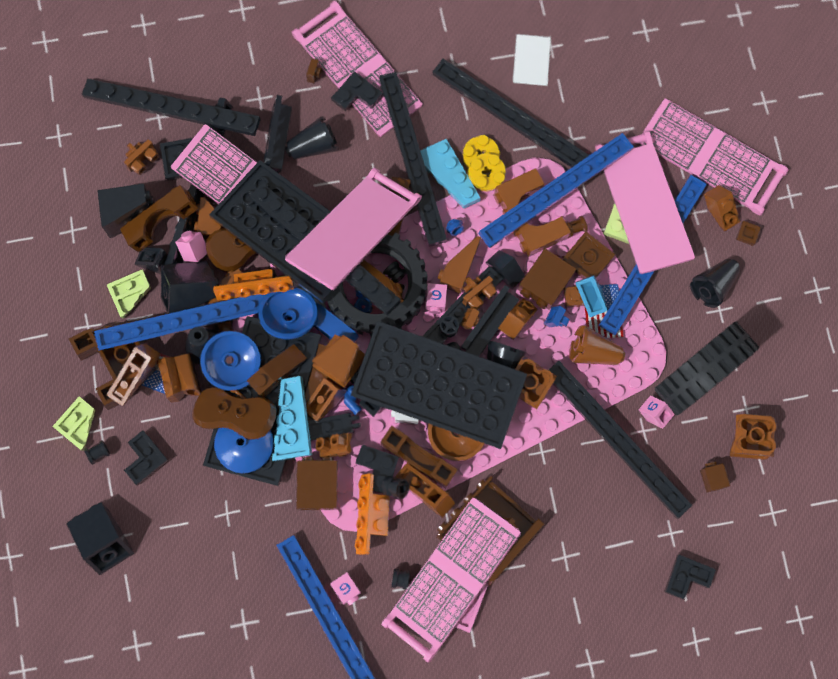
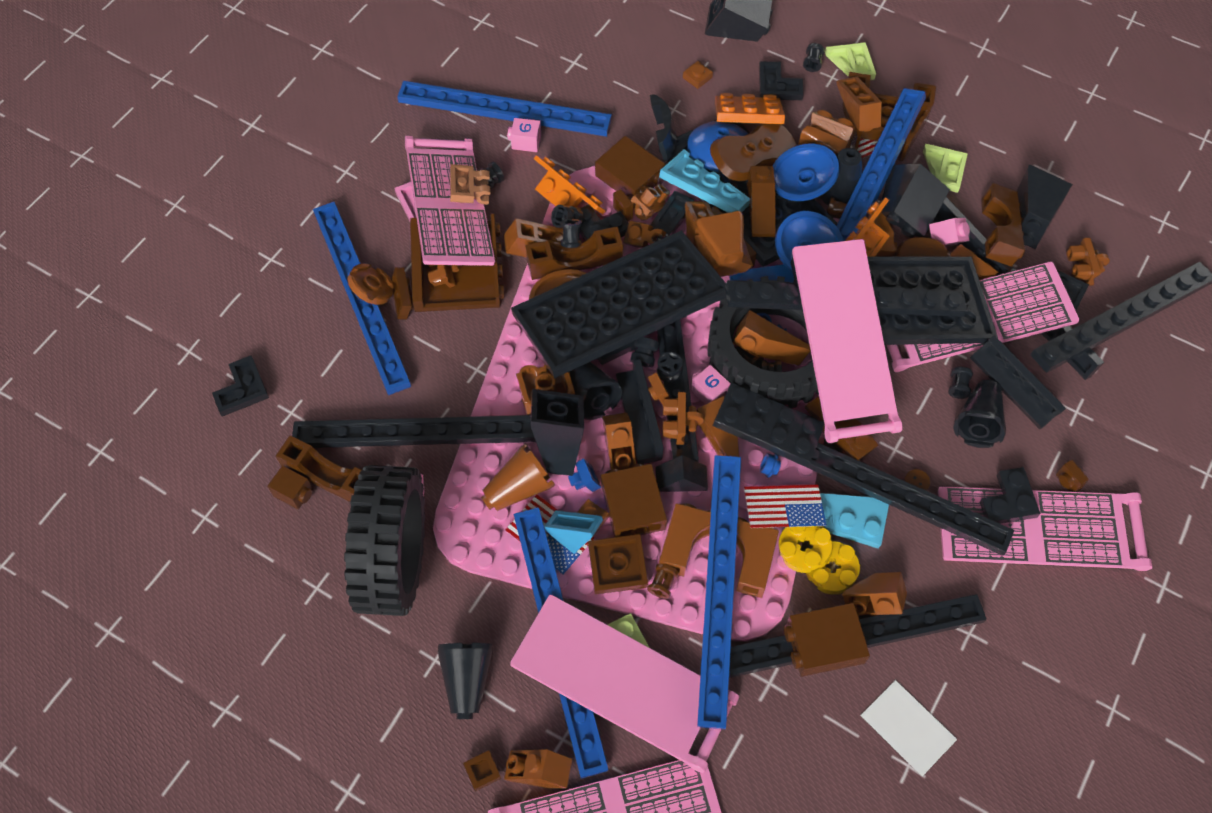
camera: 140 degrees right, 15 degrees down
(151, 259) = (964, 200): black slope -> none
(181, 522) = (697, 75): none -> dark orange plate
(194, 450) = (749, 109): none -> orange plate
(276, 476) = (666, 137): none -> black slope
(300, 168) = (960, 383): none -> black bush
(349, 463) = (622, 203): none -> reddish brown plate
(365, 430) = (641, 234): none -> reddish brown plate
(388, 148) = (918, 478): none -> reddish brown tile
(409, 468) = (571, 233): none -> black bush
(434, 577) = (462, 184): none -> nougat plate
(436, 241) = (769, 424): none -> black plate
(476, 196) = (784, 506): none -> sticker
(480, 117) = (878, 594): none -> dark orange slope
(532, 120) = (826, 640): none -> reddish brown brick
(542, 540) = (401, 295): none -> reddish brown plate
(553, 344) = (557, 428): none -> black slope
(553, 568) = (370, 284): none -> dark orange tile
(562, 574) = (367, 314): none -> blue plate
(682, 446) = (317, 469): none -> reddish brown arch
(754, 437) = (283, 552): dark orange piece -> none

